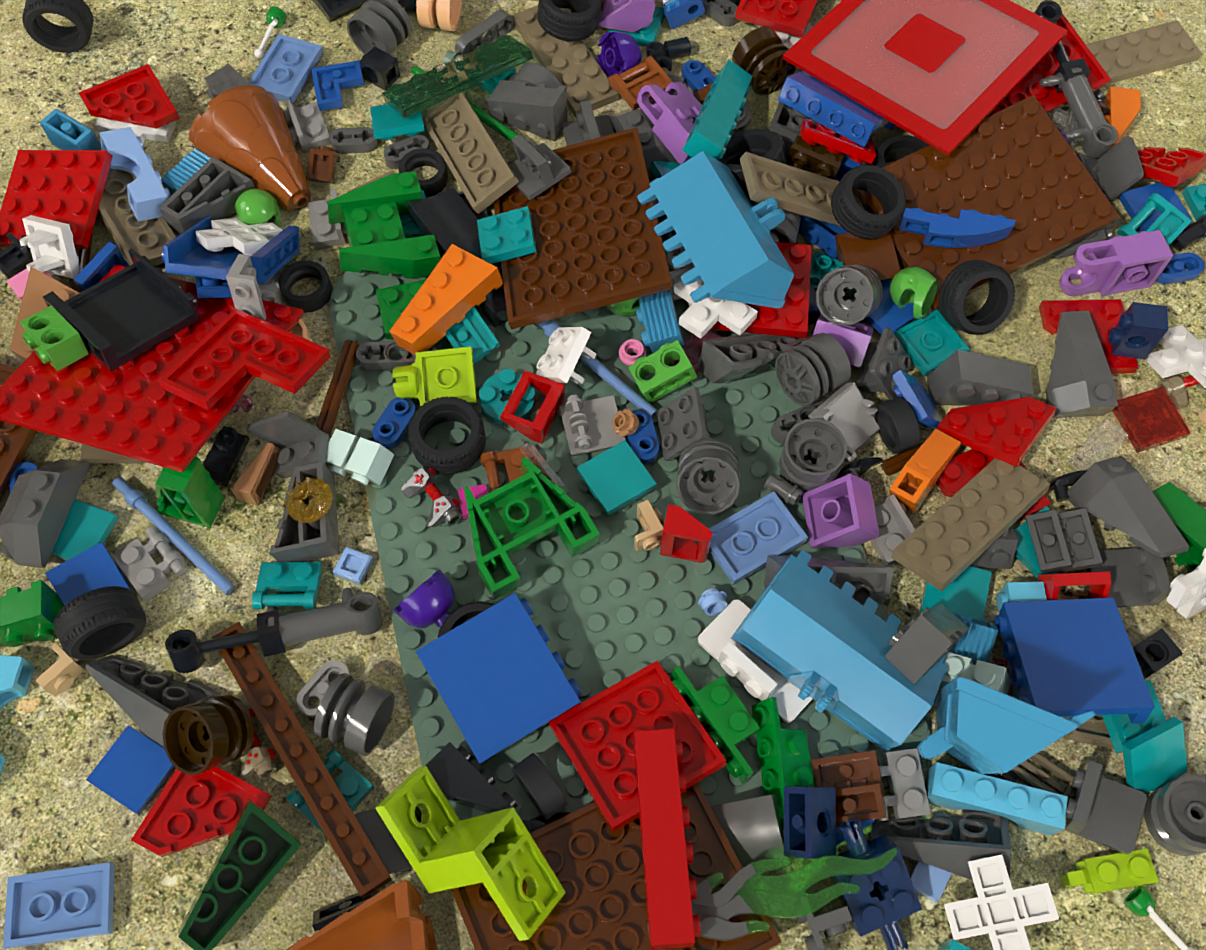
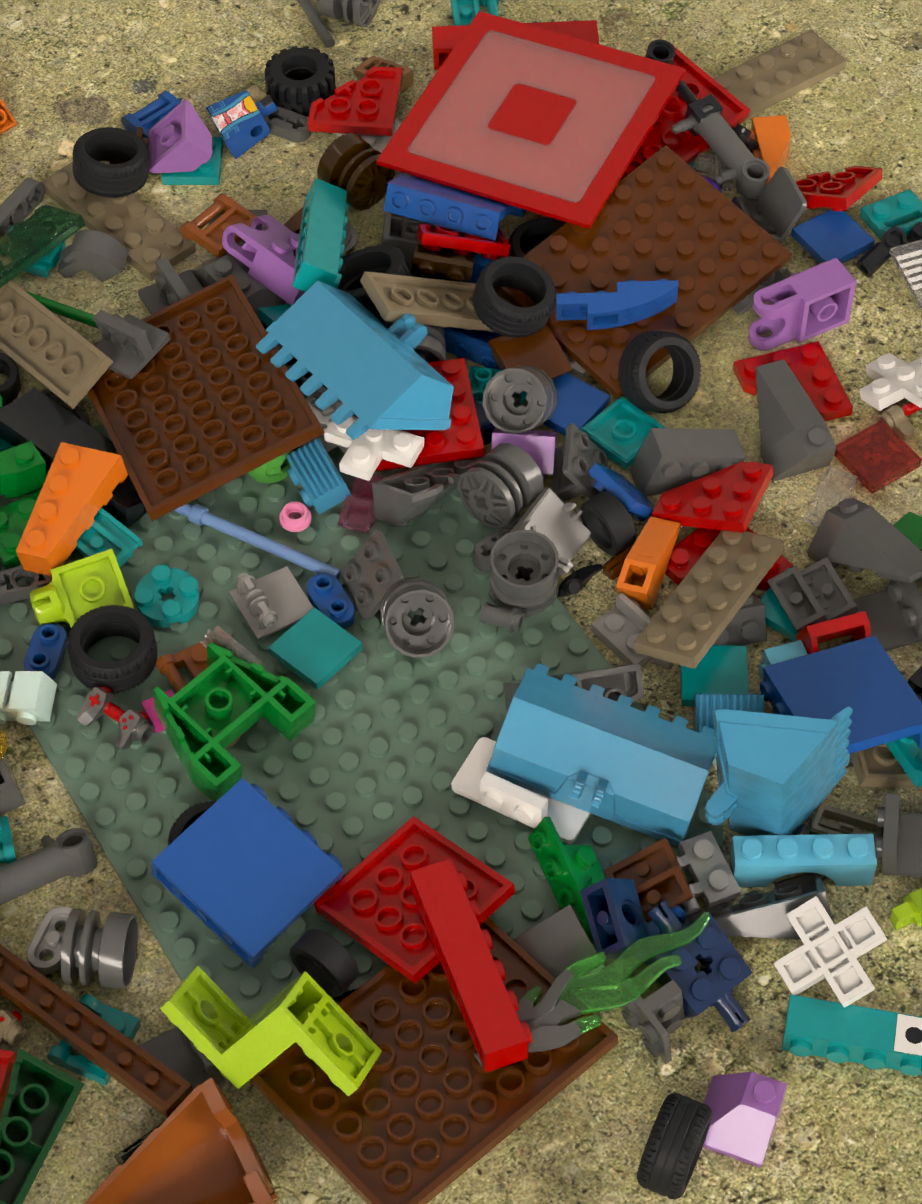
camera: 15 degrees left, 10 degrees down
(353, 565) = (44, 812): light blue tile -> none
(428, 602) = (146, 820): dark purple cylinder -> none
(463, 782) = (243, 982): black slope -> none
(506, 235) = (116, 422): teal plate -> none
(530, 107) = (96, 281): dark grey wedge -> none
(547, 413) = (212, 573): red tile -> none
(563, 353) = (220, 534): white plate -> none
(618, 53) = (182, 198): dark purple cylinder -> none
(625, 423) = (309, 588): medium nougat plate -> none
(652, 524) = (368, 686): tan bracket -> none
(666, 377) = (341, 532): bright green brick -> none
(669, 50) = (240, 182): black bar -> none
(678, 534) = (403, 701): red tile -> none
(696, 75) = (280, 204): blue plate -> none
(713, 601) = (457, 746): light blue plate -> none
(722, 718) = (501, 850): green bracket -> none
(748, 536) = (475, 674): medium blue plate -> none
(840, 513) = (570, 625): medium lavender slope -> none
(916, 287) = (590, 376): bright green helmet -> none
(925, 641) = (686, 714): dark grey wedge -> none
(929, 880) = (758, 954): light blue tile -> none
(1061, 482) = (800, 541): black bar -> none
(1138, 330) = (838, 366): dark blue brick -> none
(1170, 222) = (849, 249): teal plate -> none
(1176, 268) = (868, 295): blue plate -> none

